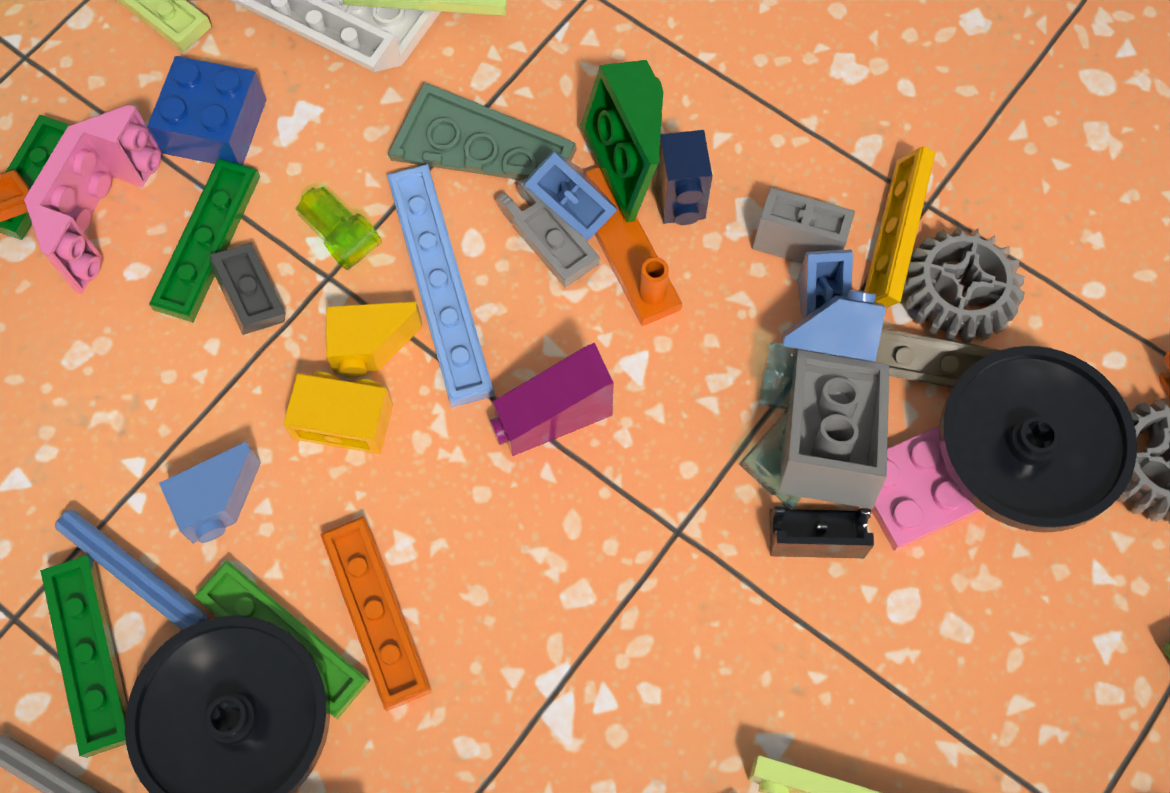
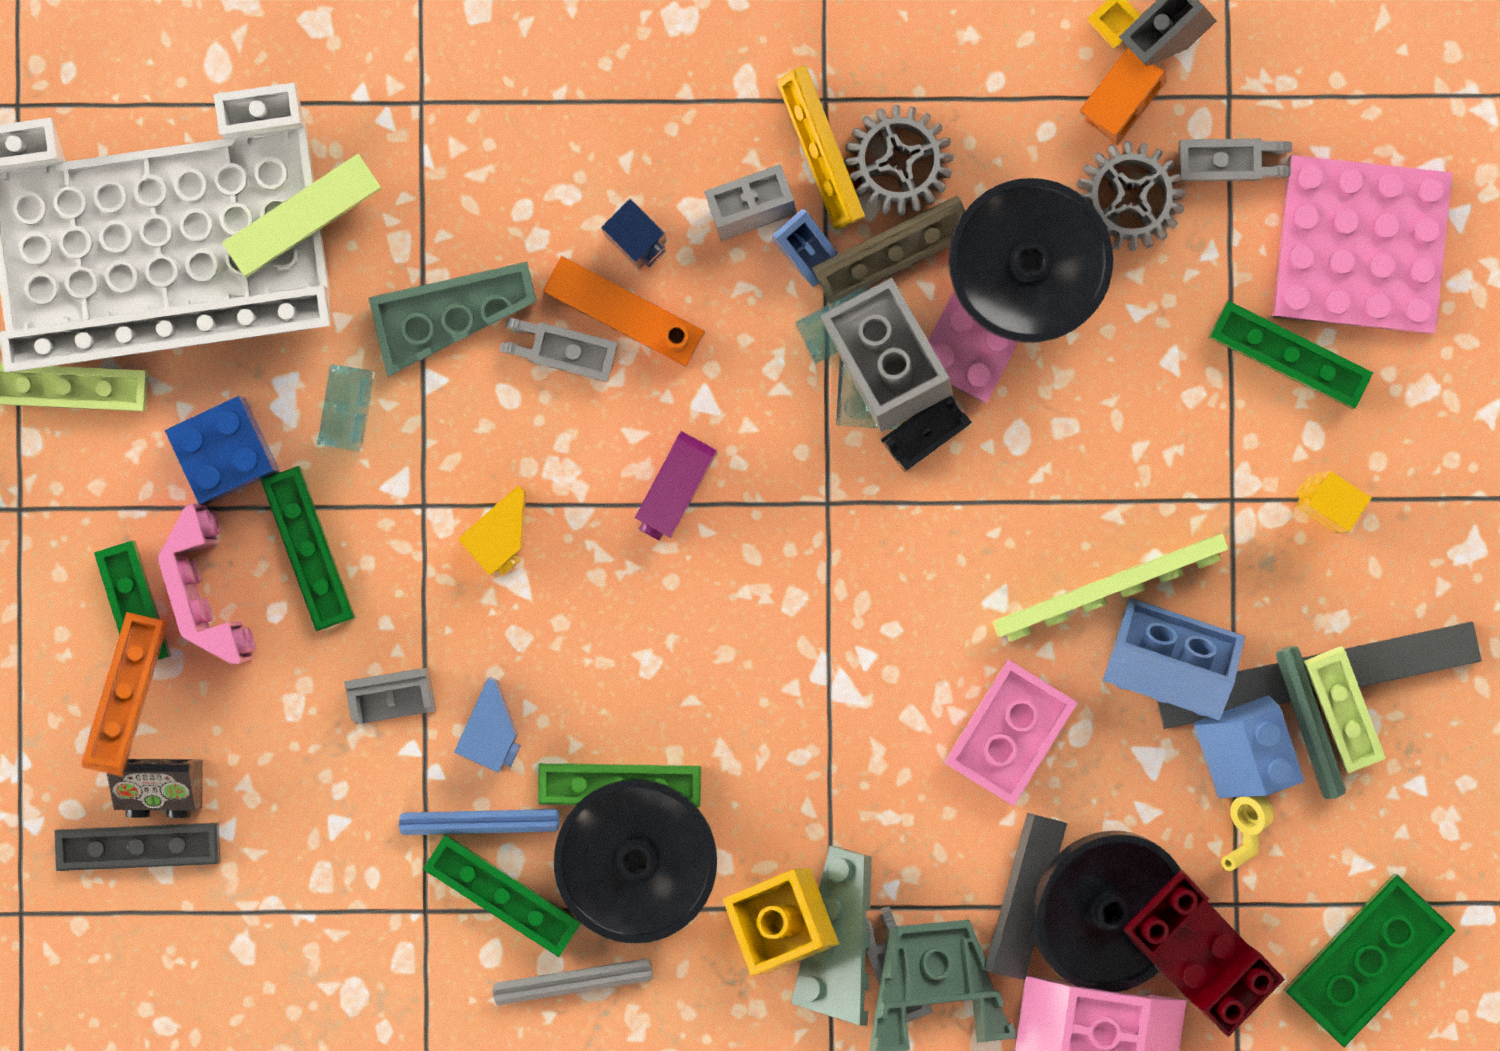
camera: 40 degrees left, 20 degrees up
(157, 400) = (390, 695): none -> light grey hinge
(247, 288) = (378, 565): dark grey plate -> none
(337, 155) = (346, 407): none -> clear light blue hinge
(338, 412) = (528, 604): yellow brick -> none
(344, 235) = (412, 466): clear neon green piece -> none
(375, 614) = (667, 719): orange tile -> none
(440, 286) = (511, 448): light blue tile -> none
(571, 194) = (562, 311): medium blue slope -> none
(625, 129) = (562, 228): green slope -> none
(841, 327) = (836, 277): medium blue slope -> none

